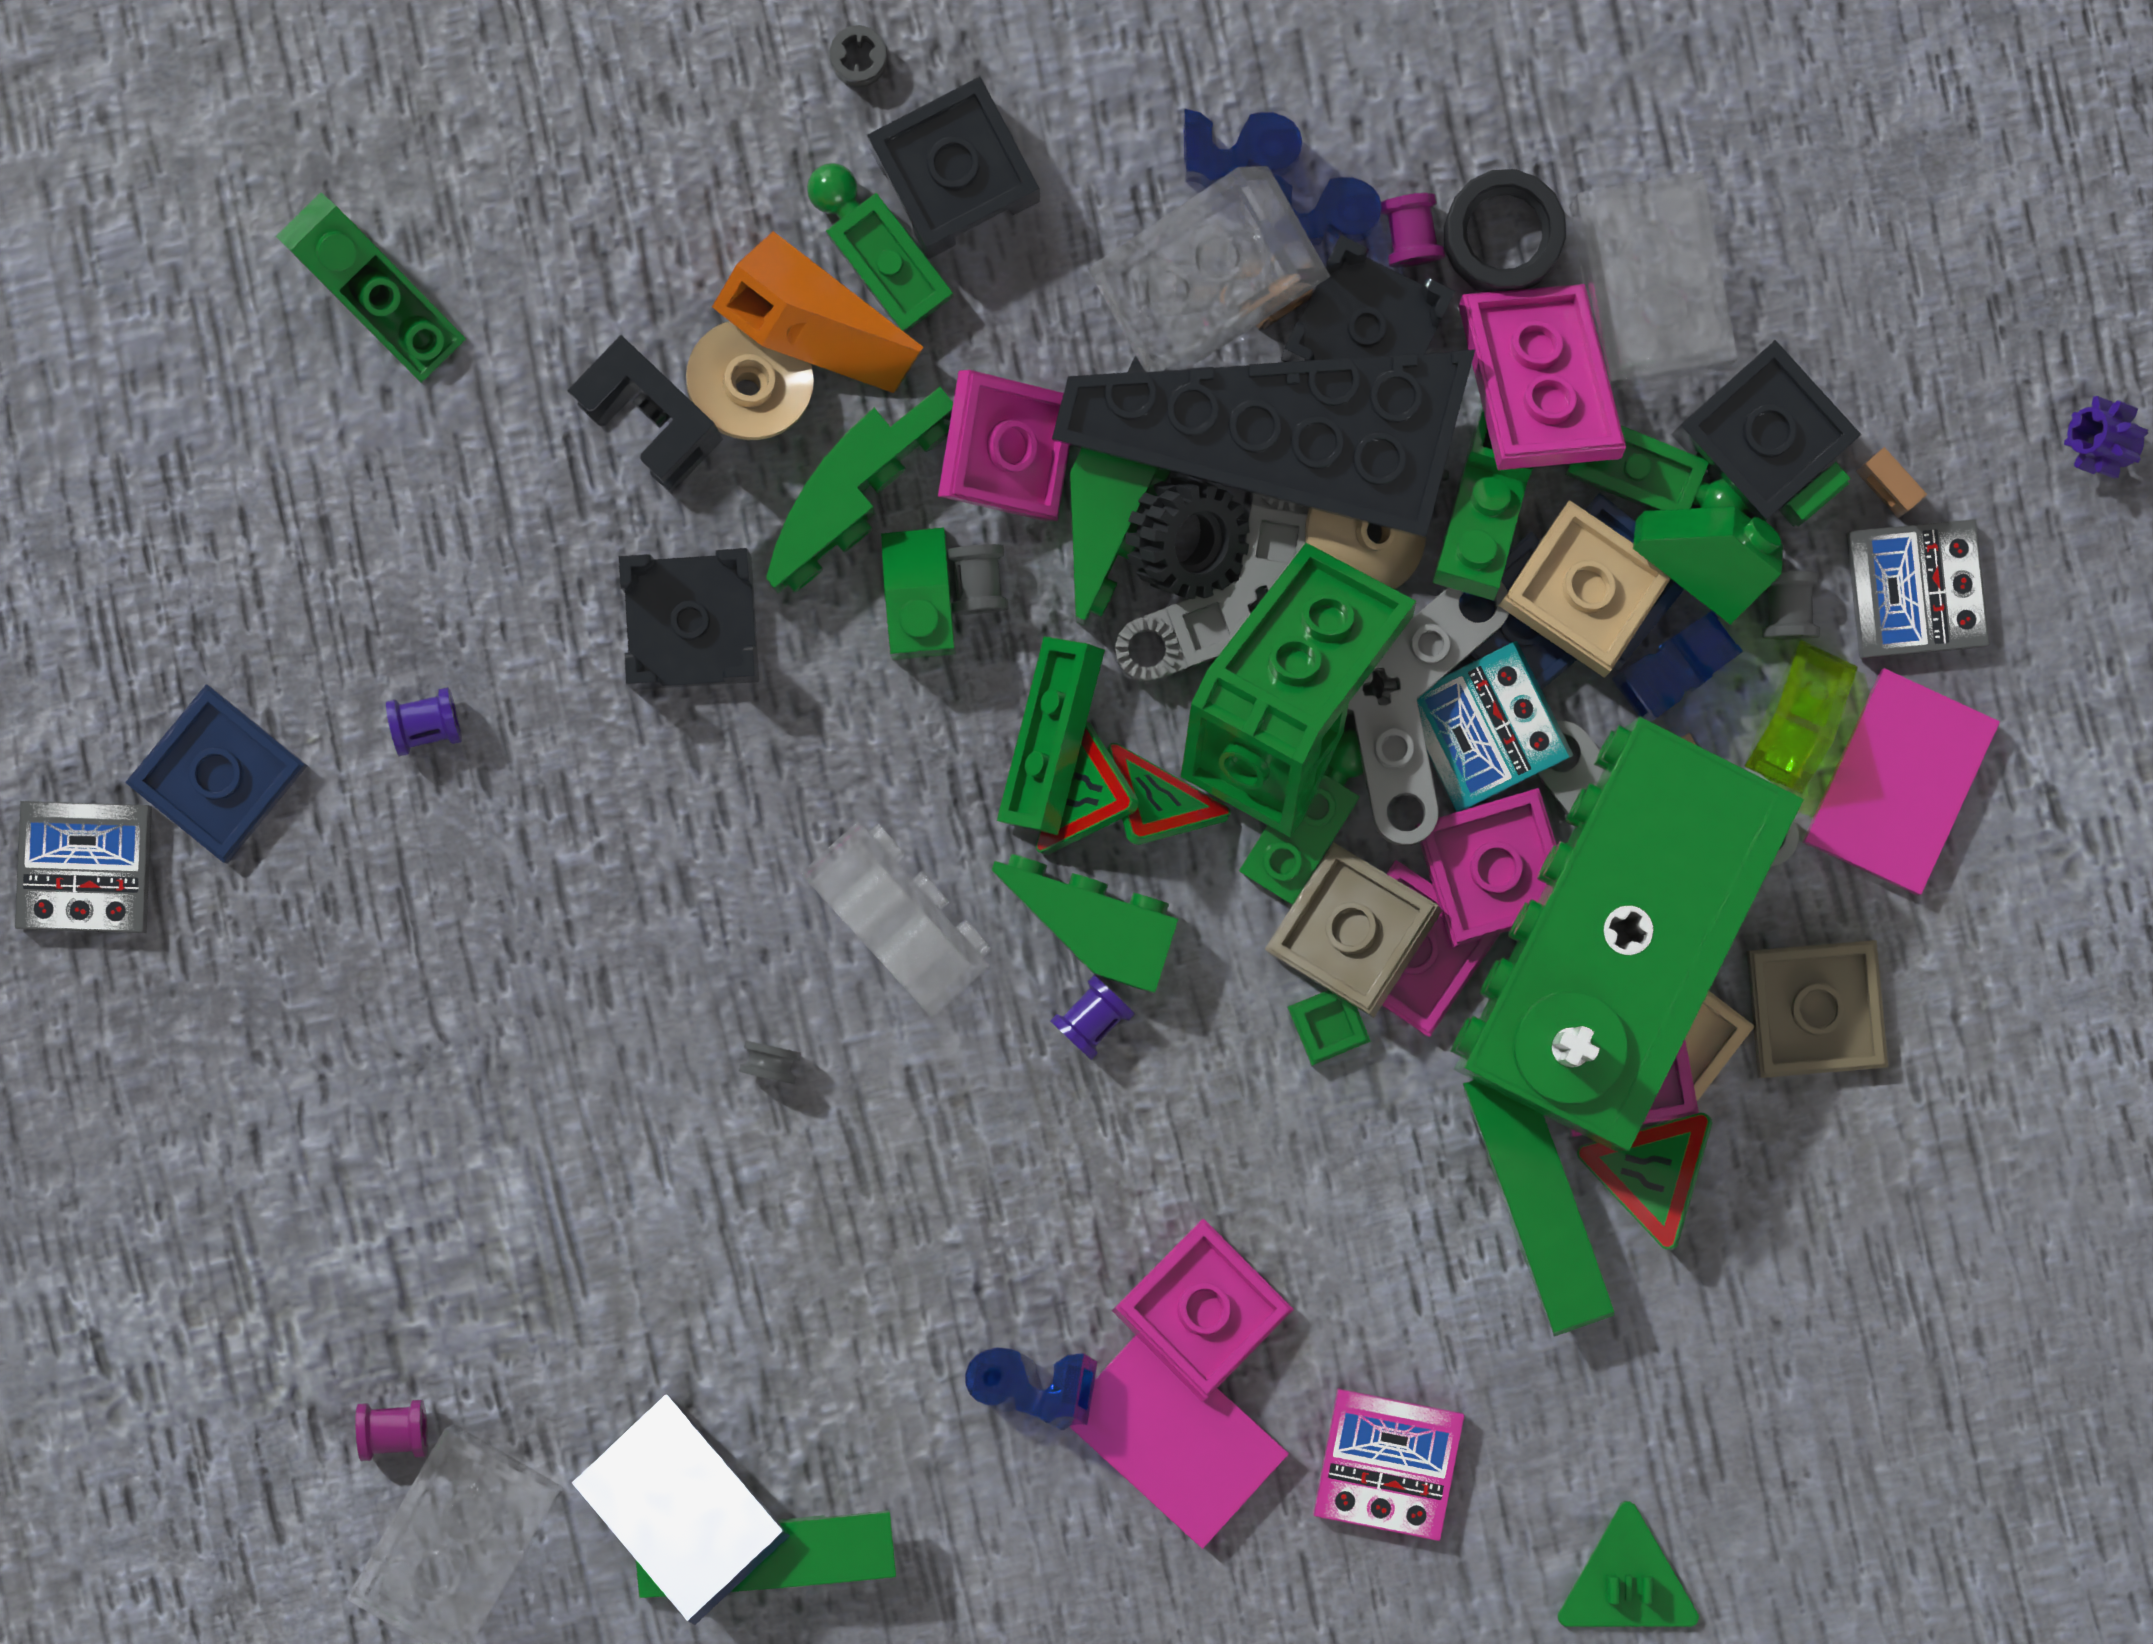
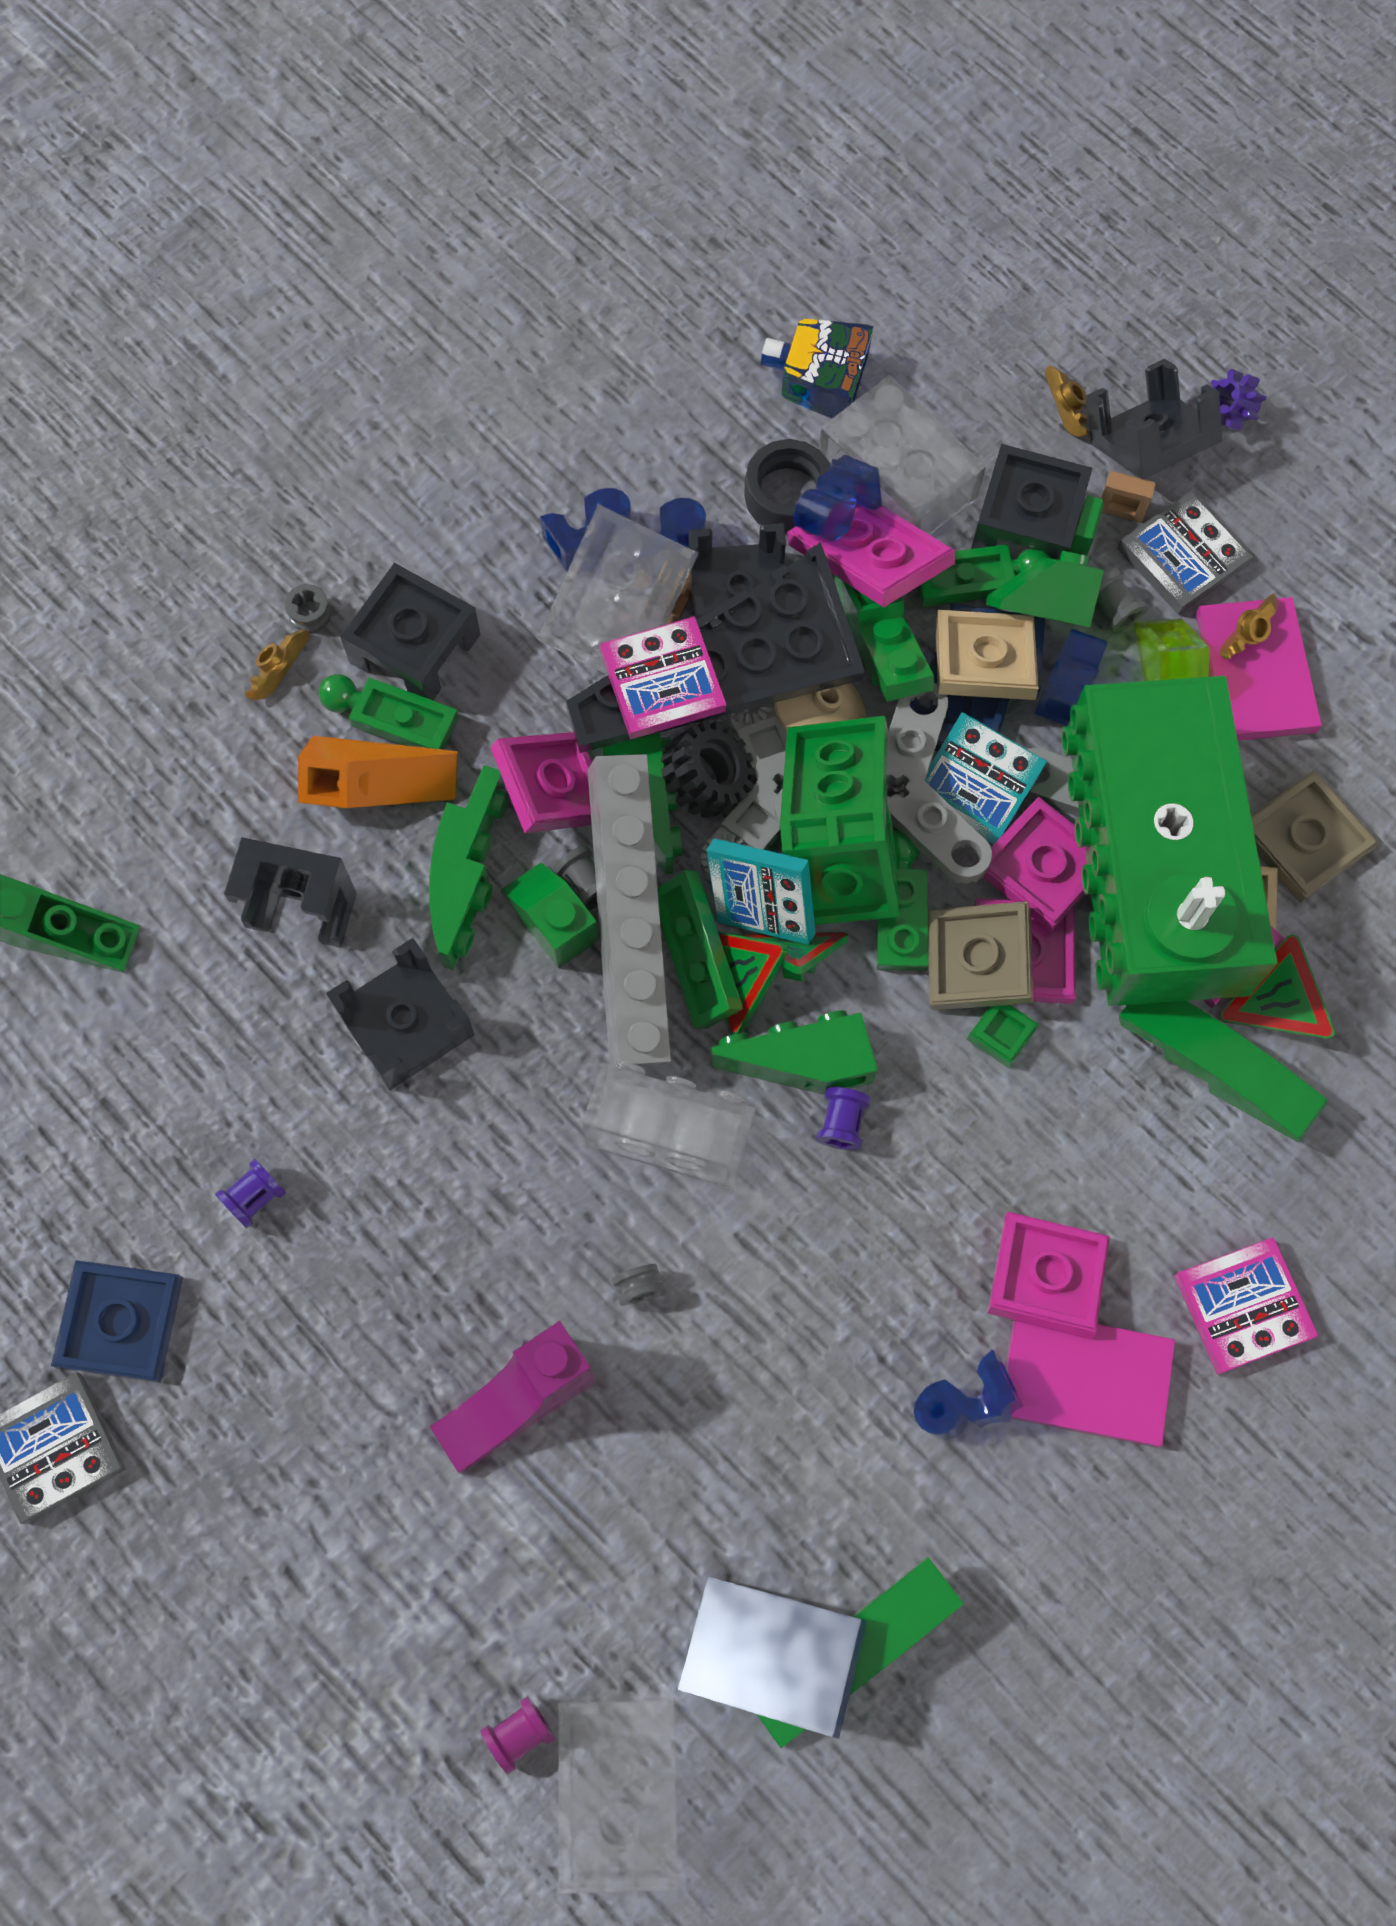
camera: 30 degrees left, 15 degrees down
(572, 1105) = (527, 1389): none -> magenta arch
(729, 356) = (370, 829): tan dish -> none
(782, 103) = (274, 664): none -> pearl gold piece
(994, 659) = (628, 910): none -> light grey brick
(1153, 721) = (761, 891): none -> tile
(1190, 414) = (662, 677): none -> tile
(1412, 230) = (731, 515): magenta bush -> none
(1522, 304) = (832, 505): none -> clear blue leg
(1644, 95) = (821, 364): none -> torso
(1917, 313) = (1069, 401): none -> pearl gold piece
(1918, 734) = (1252, 628): none -> pearl gold piece
(1980, 422) = (1158, 430): none -> black panel

